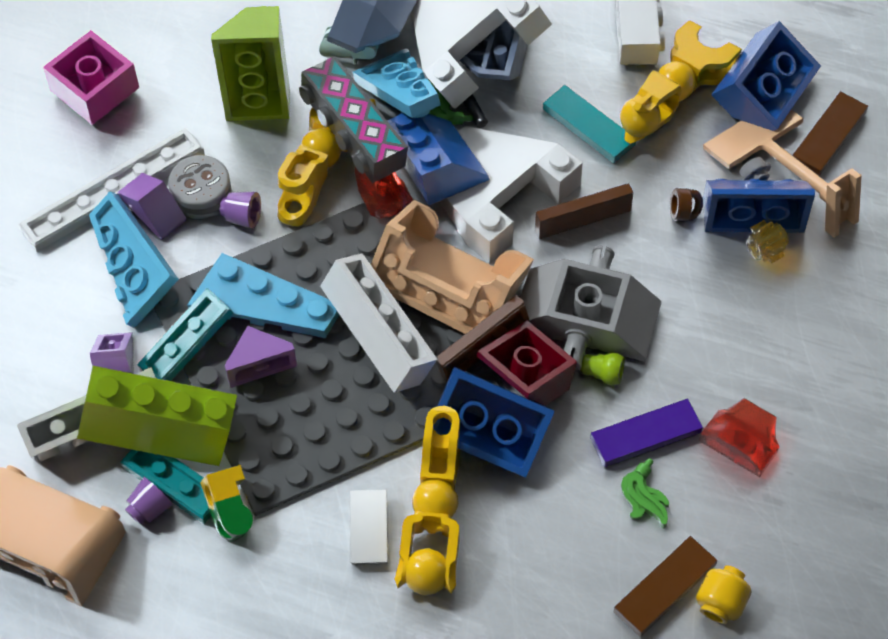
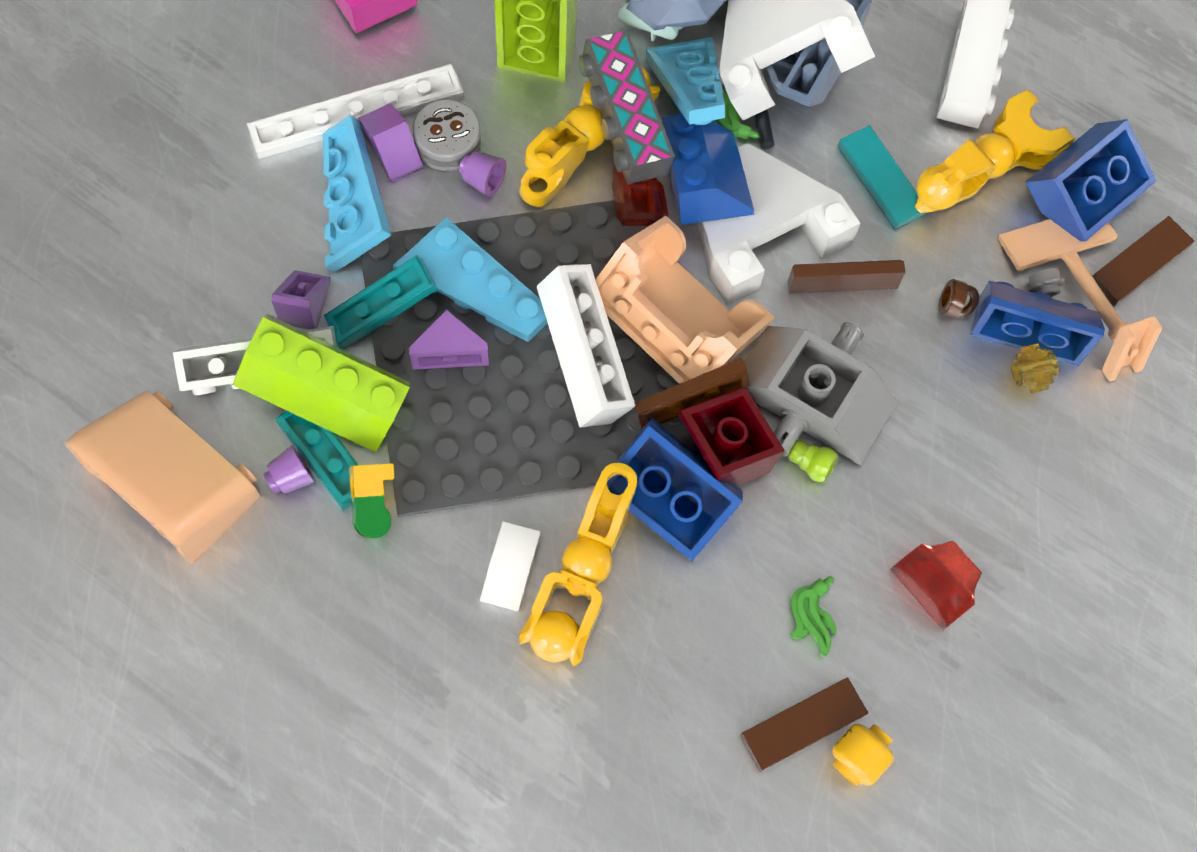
camera: 10 degrees right, 10 degrees up
(646, 432) = (836, 546): dark purple tile -> none

